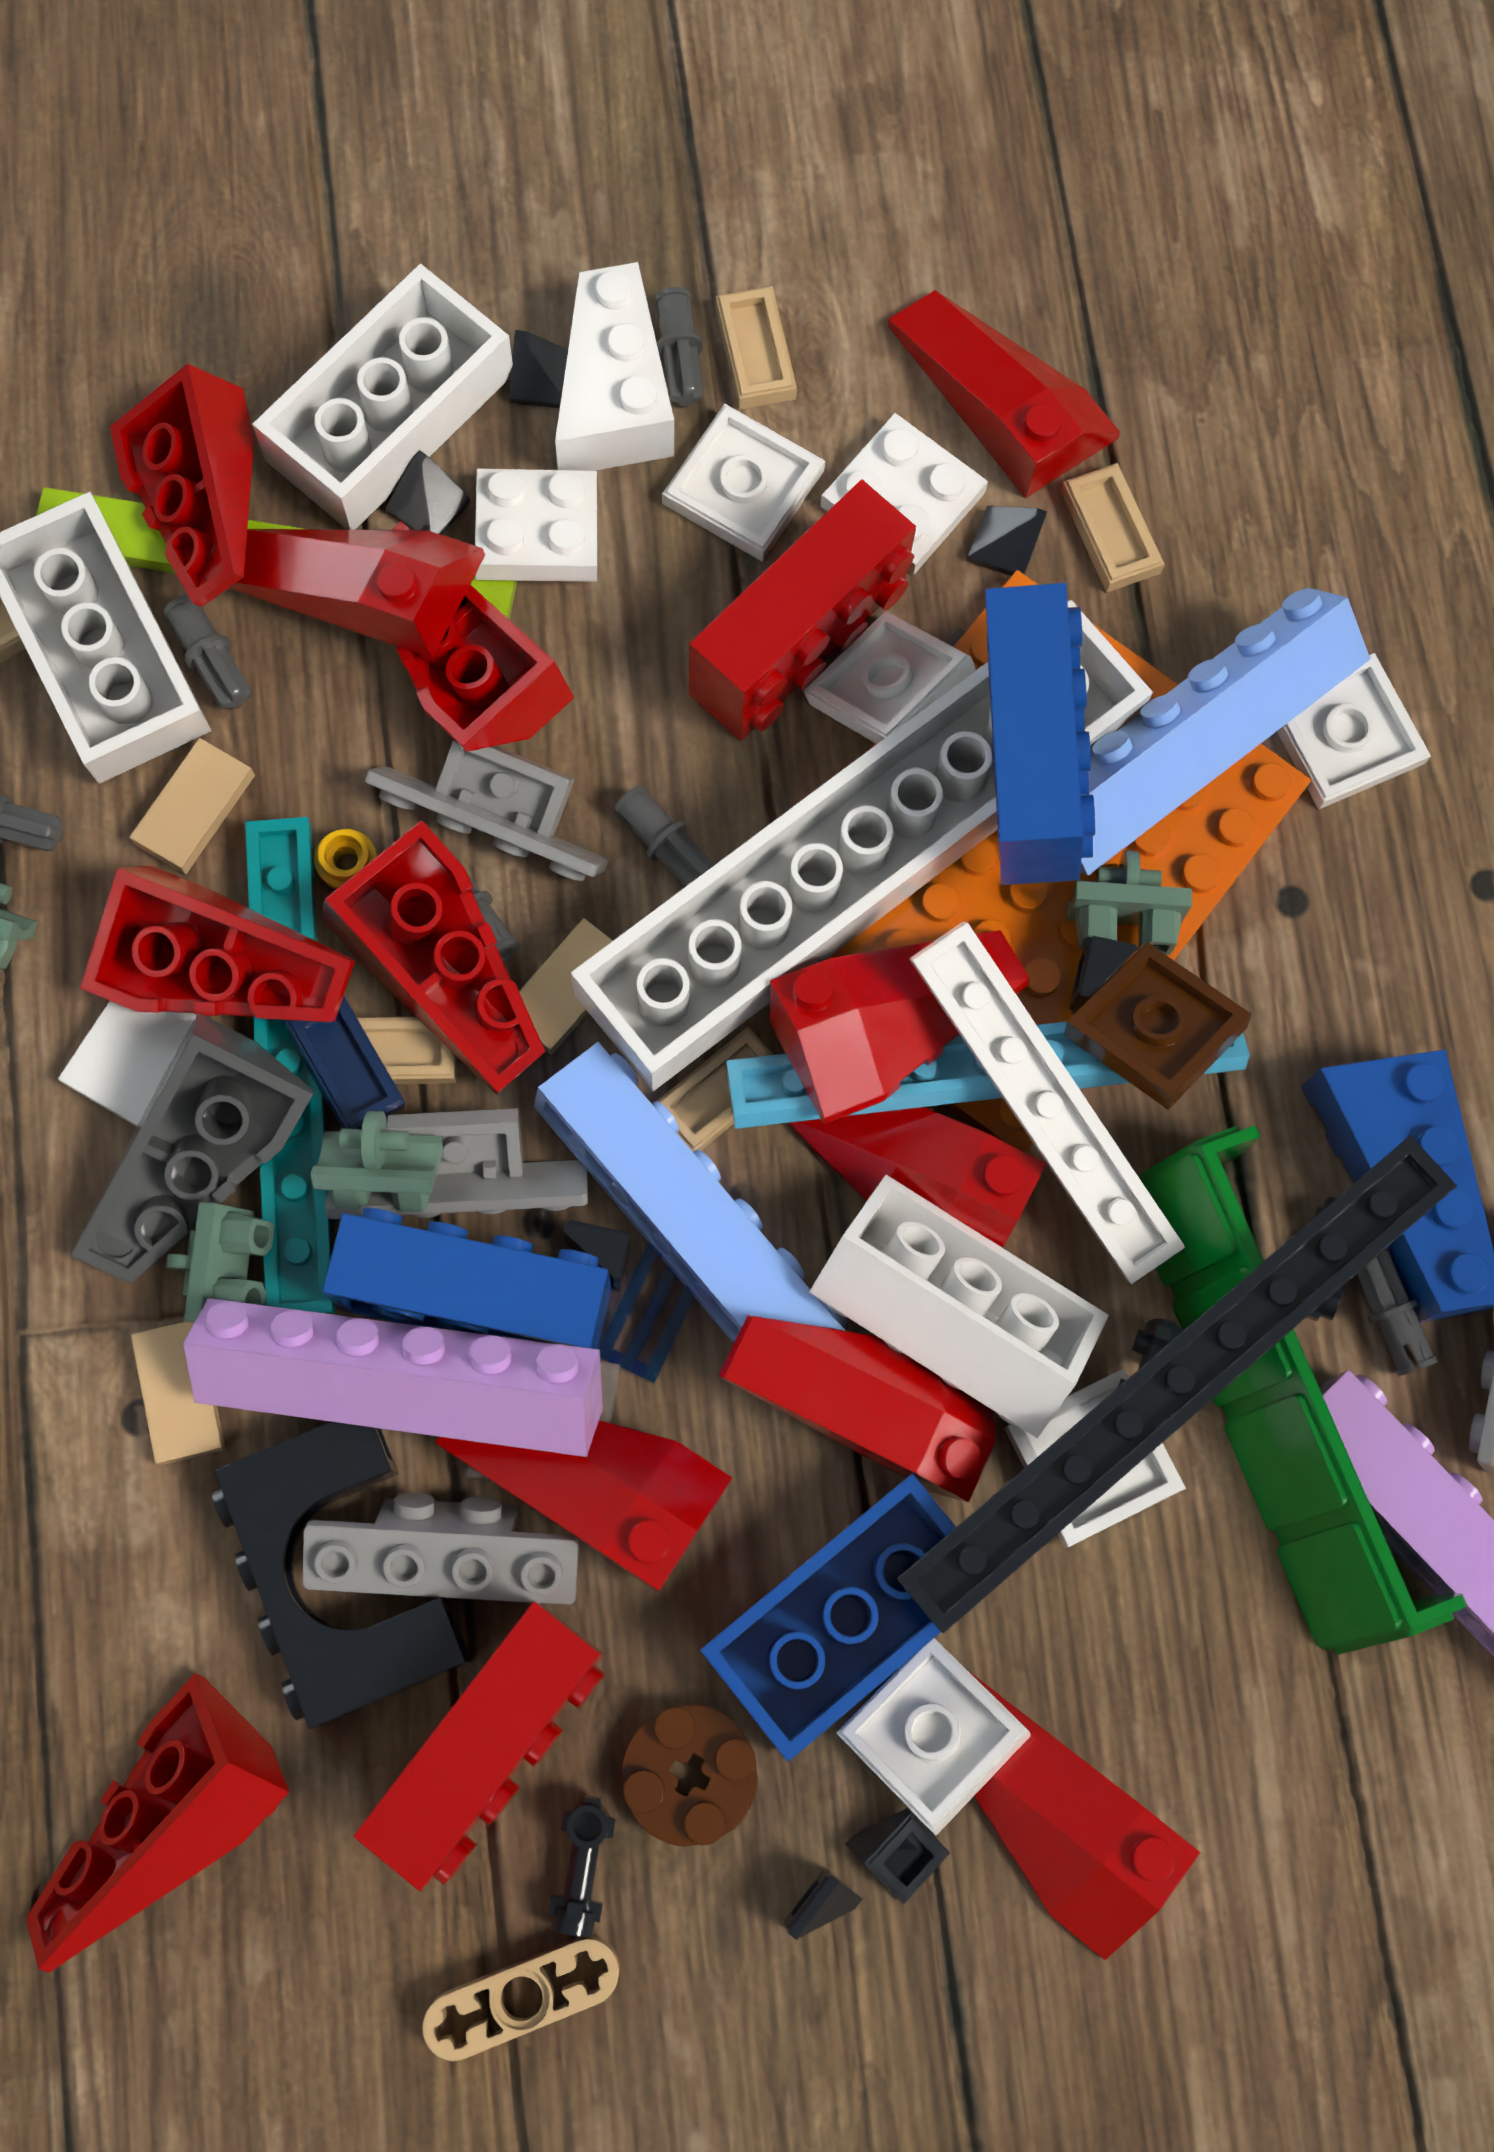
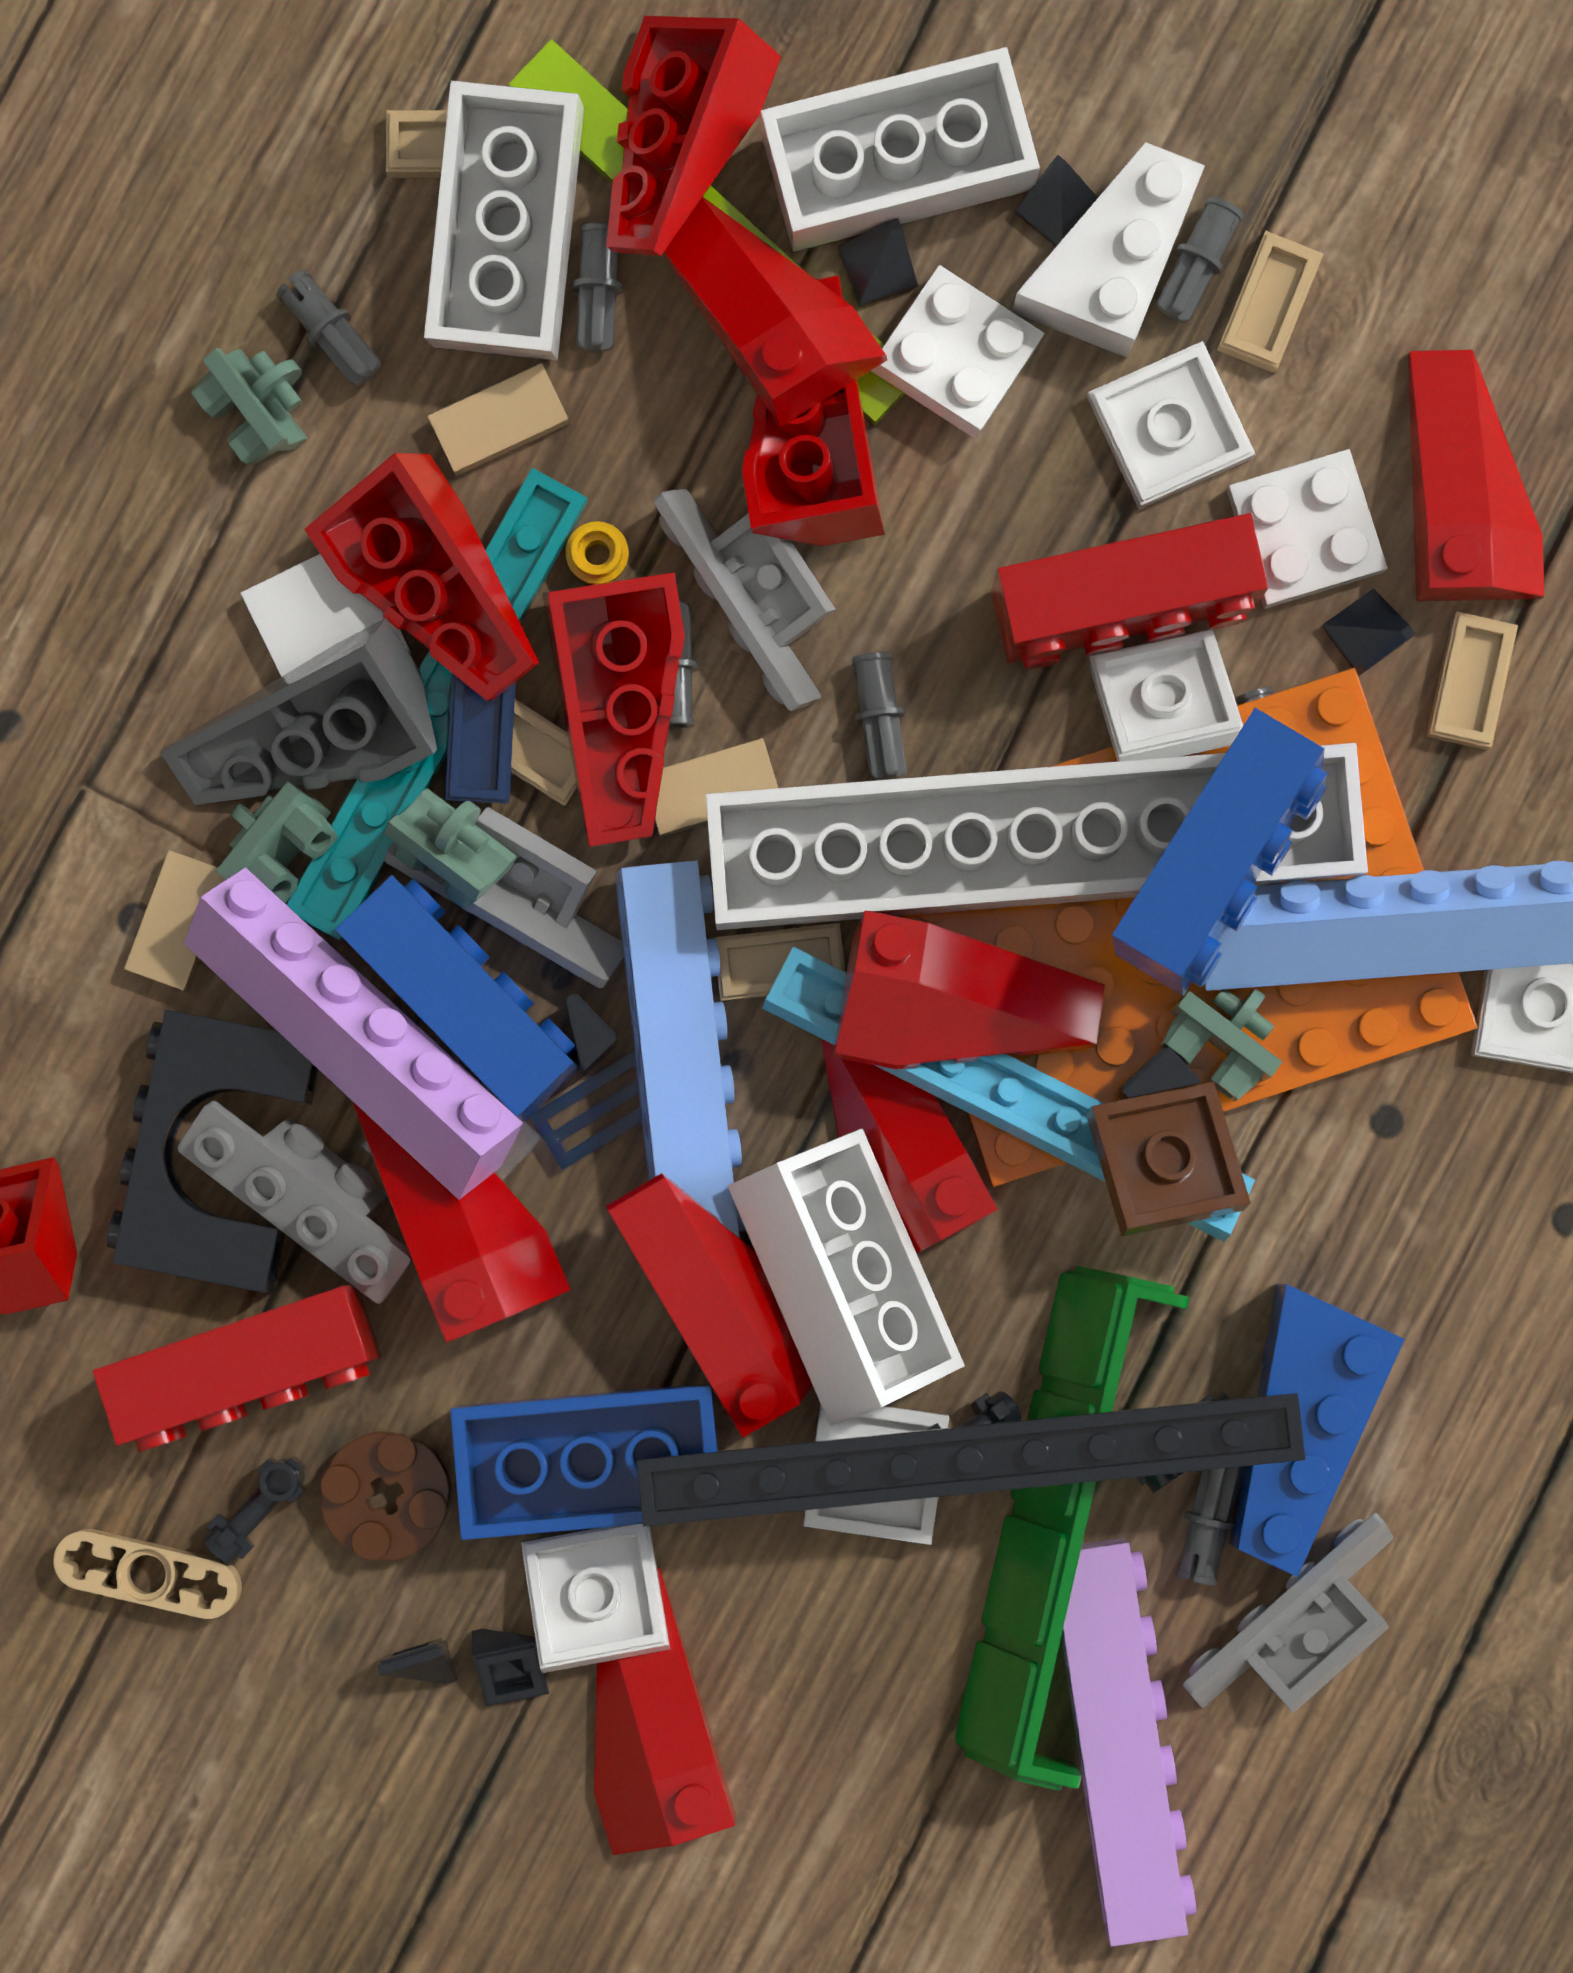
camera: 40 degrees right, 10 degrees up
(1047, 1102) = (1027, 1161): white plate -> none

